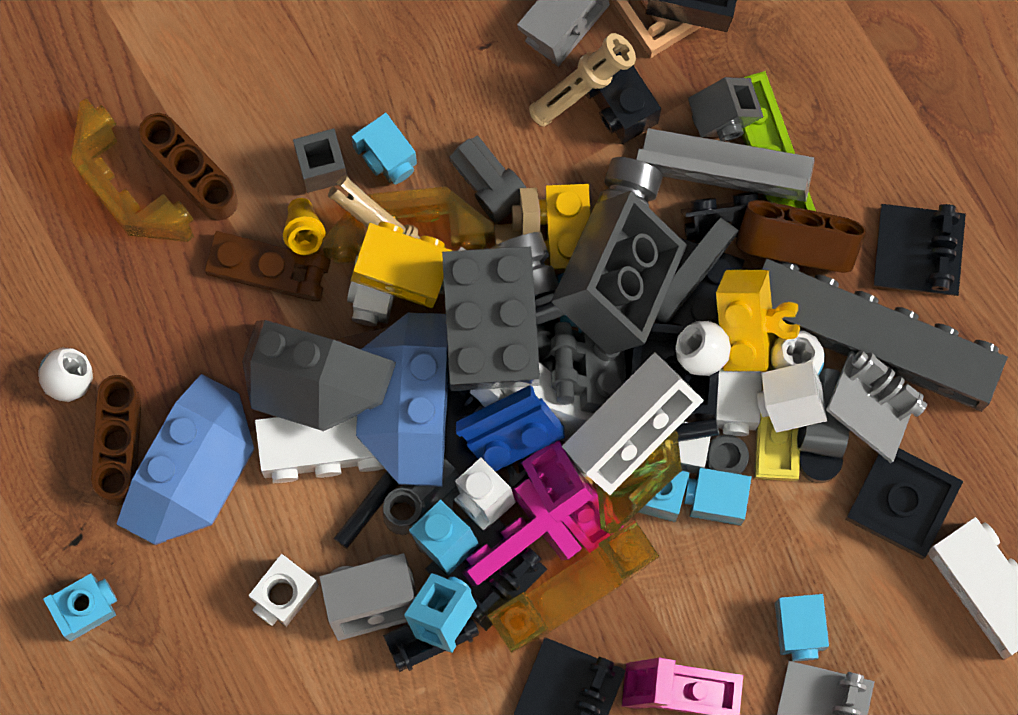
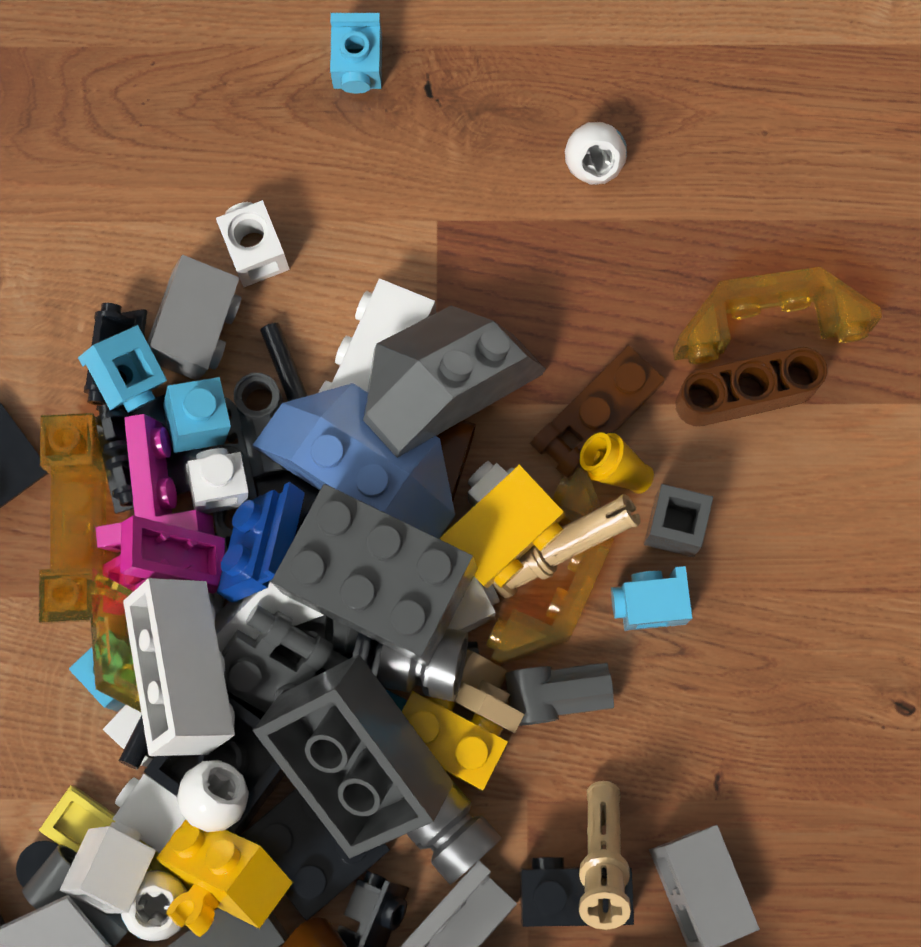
camera: 125 degrees right, 0 degrees up
(107, 421) = (489, 147): reddish brown beam -> none
(189, 465) = (437, 228): medium blue wedge -> none
(696, 268) = (320, 857): dark grey beam -> none
(718, 496) = (70, 731): medium azure brick -> none
(727, 454) = (104, 770): dark grey tile -> none

